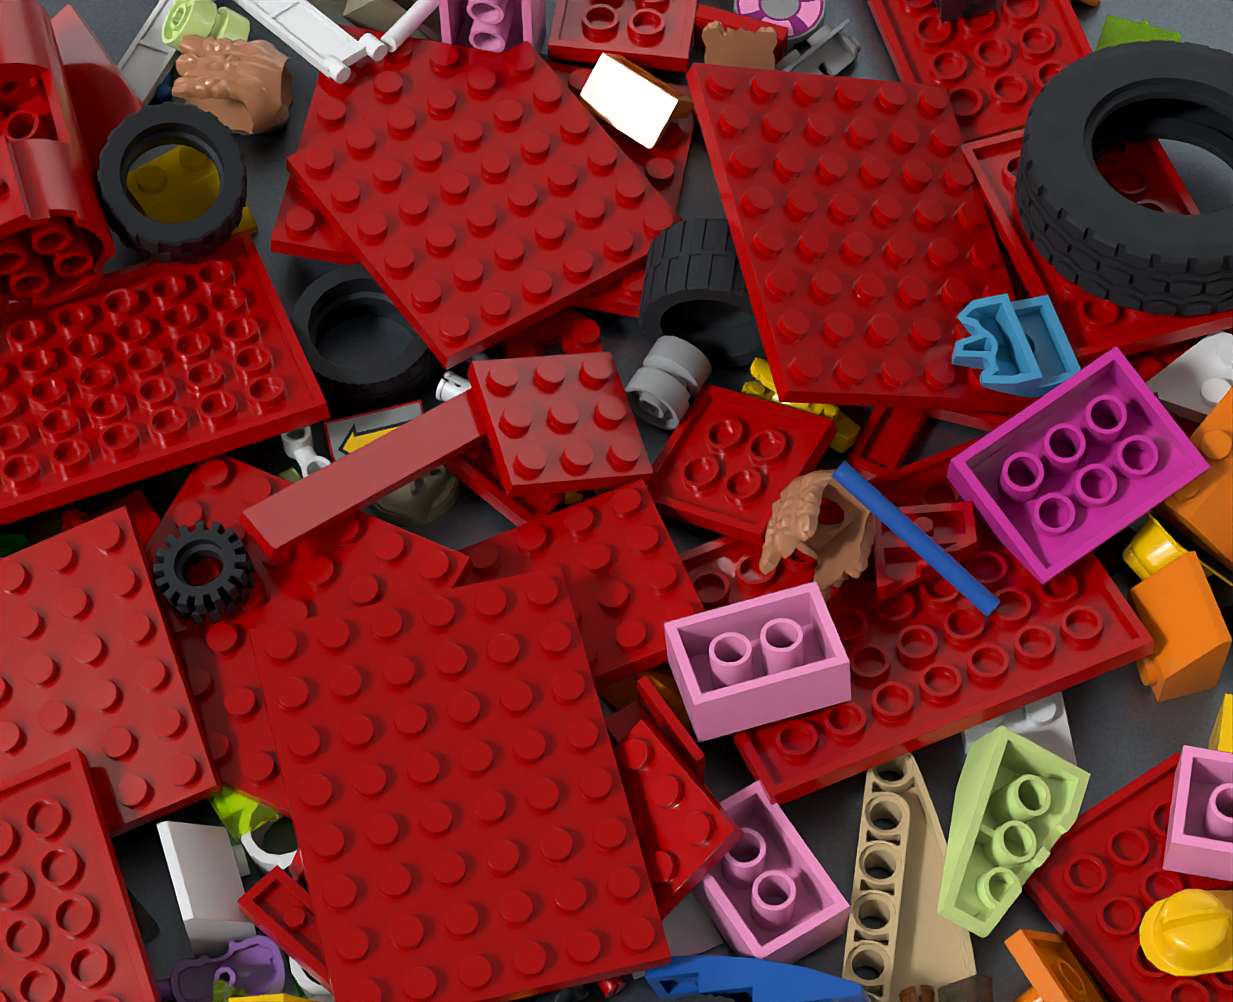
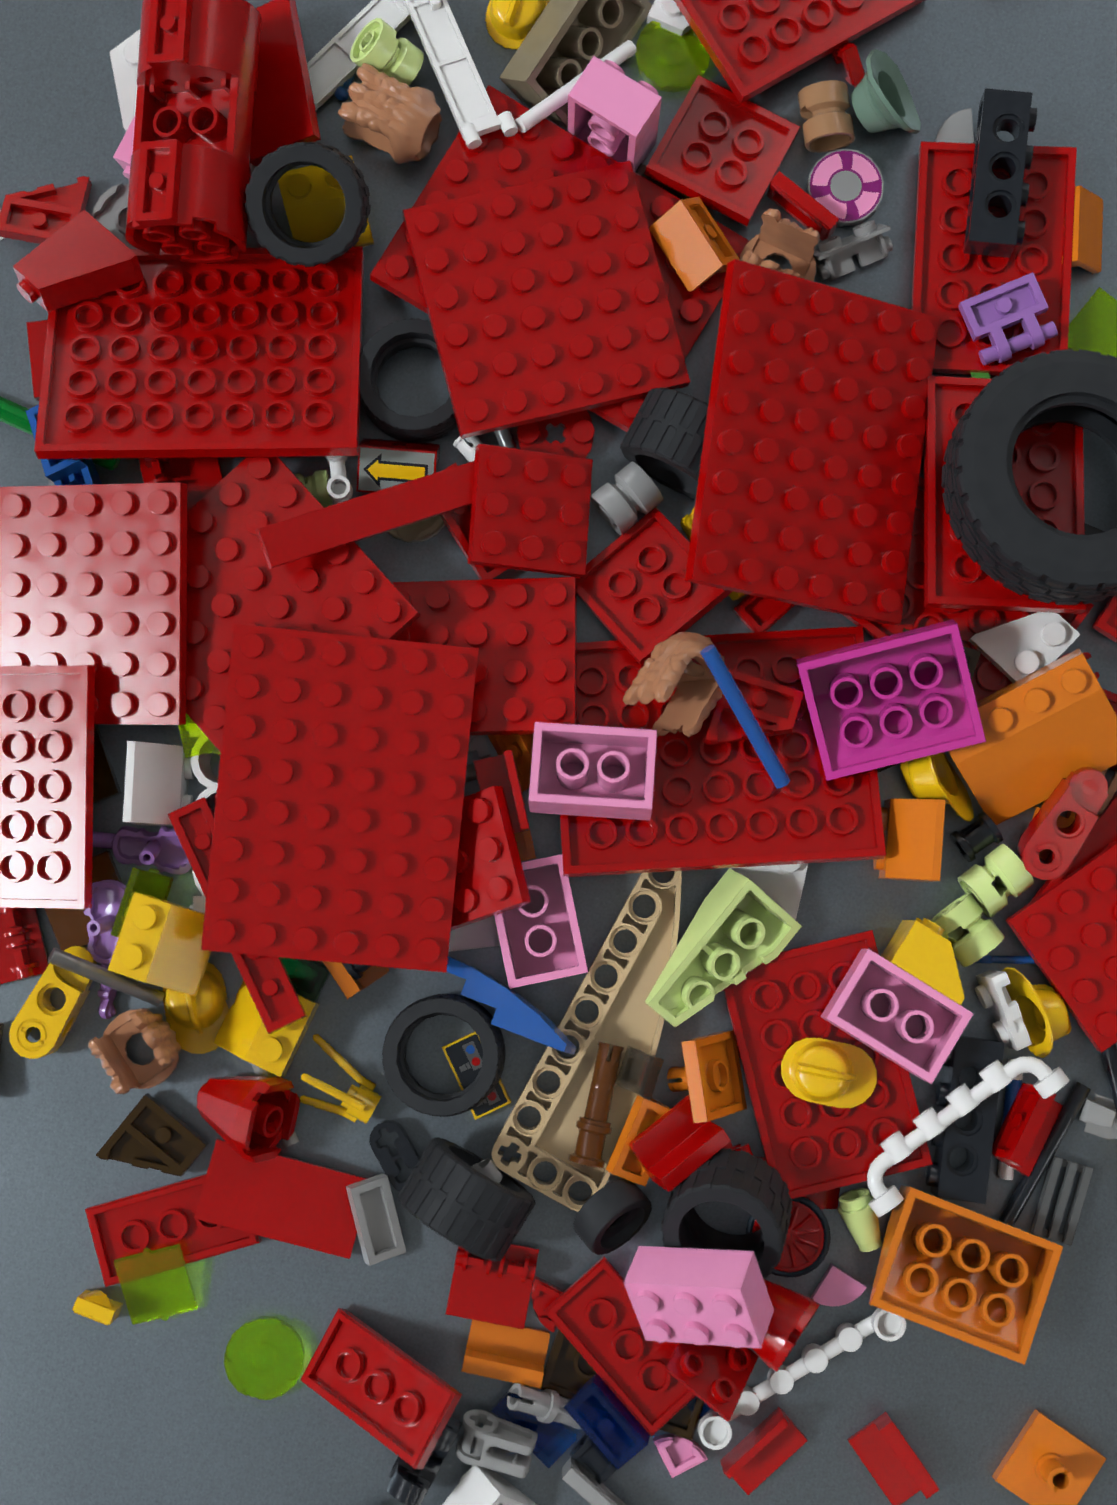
camera: 20 degrees right, 25 degrees up
(193, 548) = (207, 536): black tyre -> none
(1013, 52) = (1002, 308): none -> medium lavender plate
(1015, 345) = (890, 582): dark azure plate -> none

